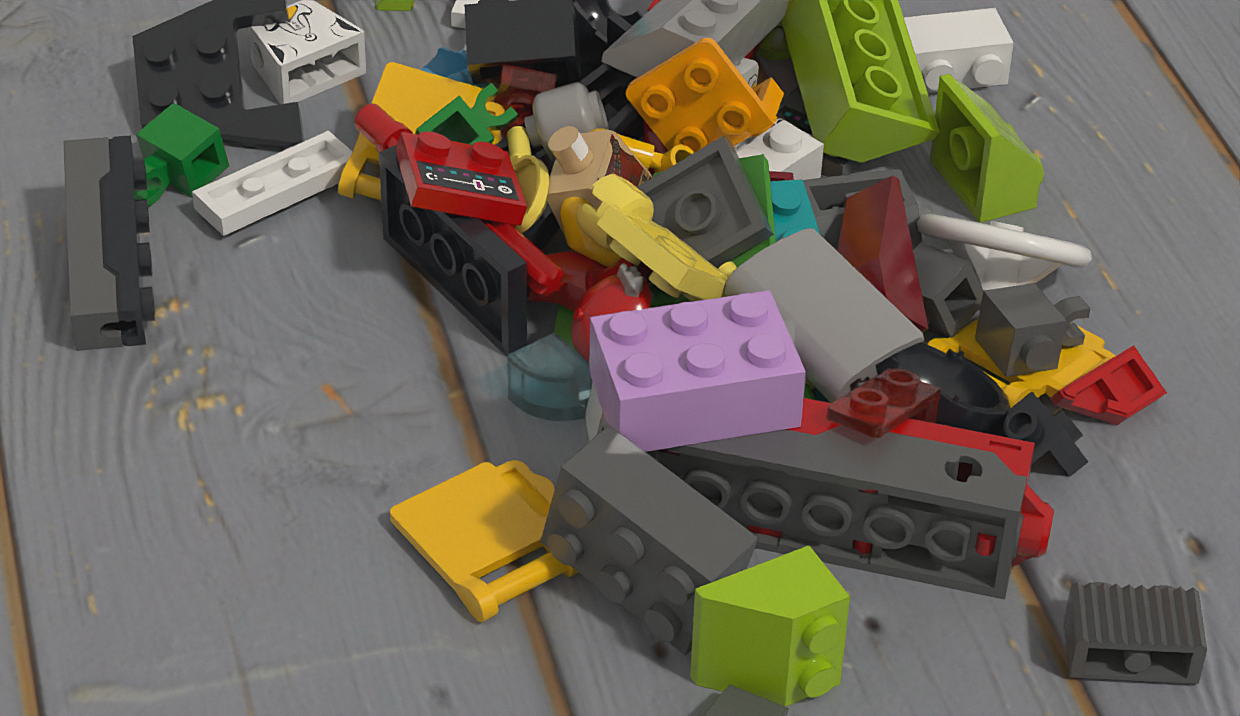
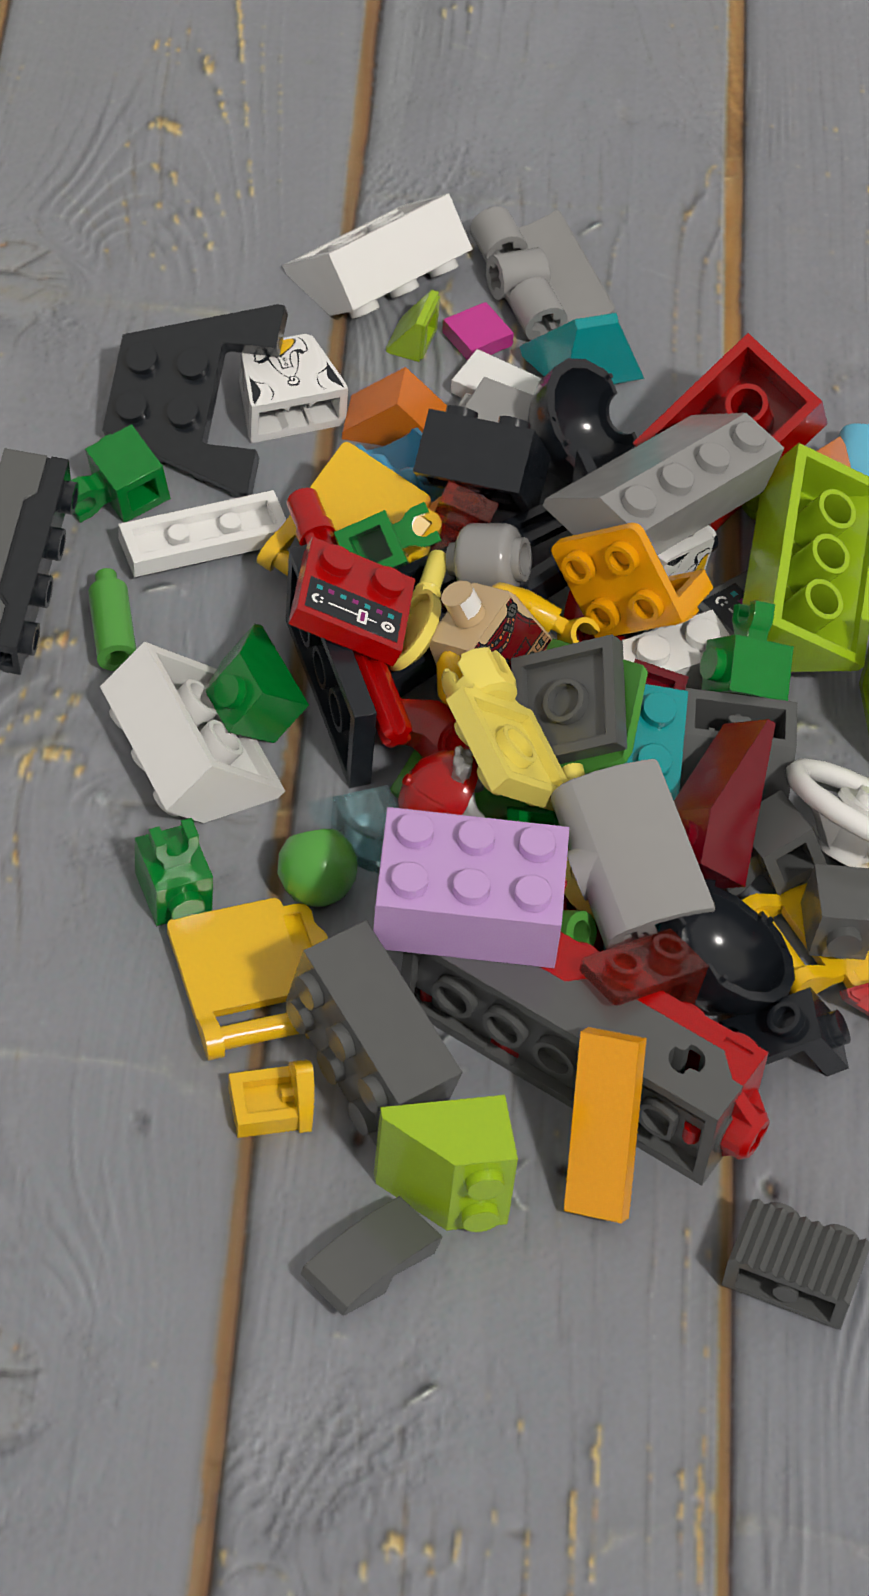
camera: 15 degrees right, 10 degrees up
(220, 275) = (111, 619): none -> bright green cylinder
(336, 348) = (181, 739): none -> white slope
(377, 461) = (173, 872): none -> green brick
(388, 291) = (255, 689): none -> green slope
(408, 39) = (389, 409): none -> orange slope
(516, 421) = (317, 867): none -> bright green piece
(566, 634) = (273, 1099): none -> yellow tile
(837, 142) = (746, 660): none -> green brick
(907, 554) = (604, 1124): none -> light orange tile

